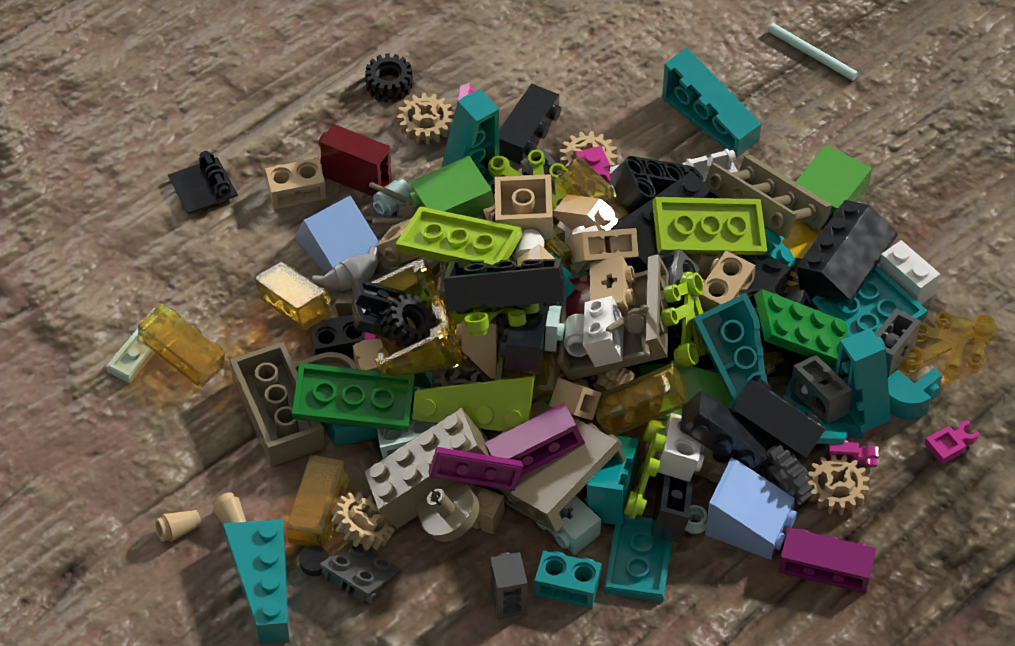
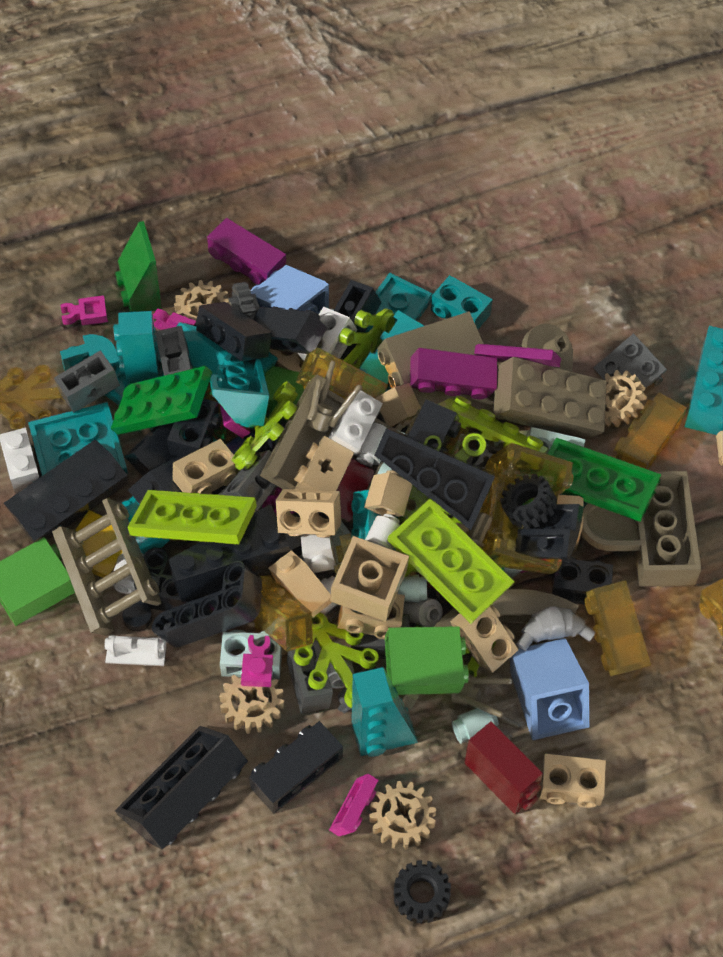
camera: 160 degrees left, 5 degrees up
(202, 184) = (671, 822): black hinge -> none
(311, 558) = (666, 388): black tile -> none
(508, 585) = (515, 301): dark grey brick -> none
(612, 84) = (182, 786): none -> black slope
(708, 103) = (96, 713): teal wedge -> none
(914, 480) = (139, 273): none -> green slope

